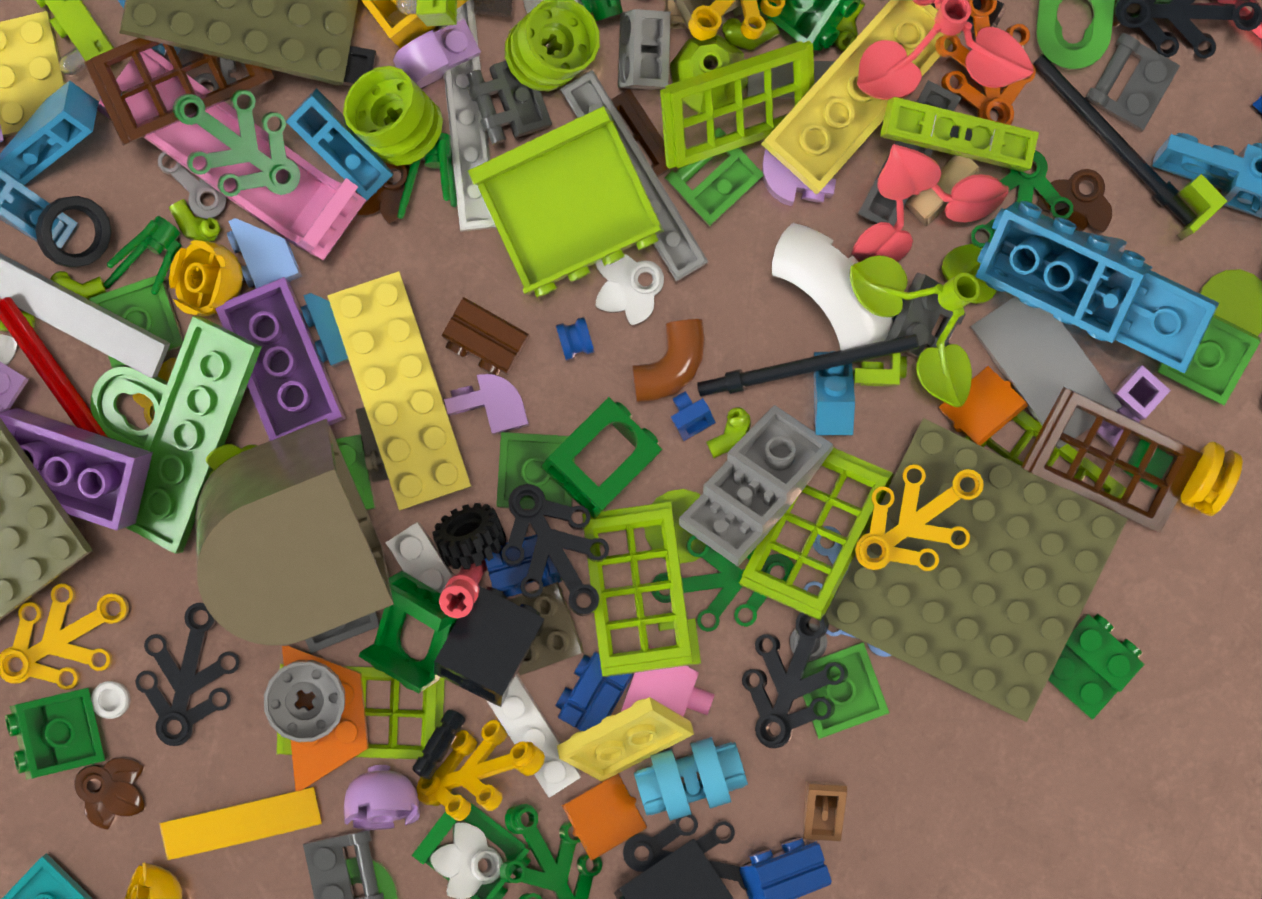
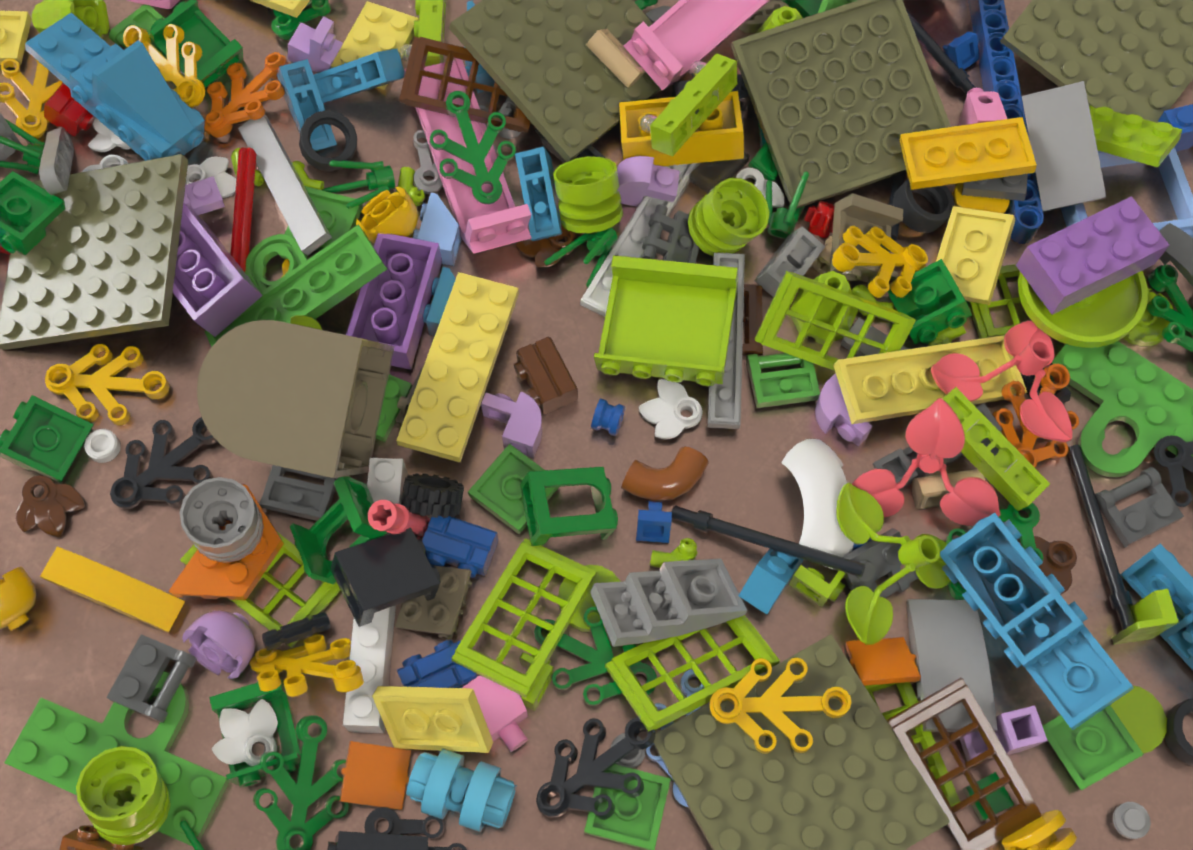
camera: 30 degrees right, 20 degrees down
(551, 543) = (485, 537): black plant -> none

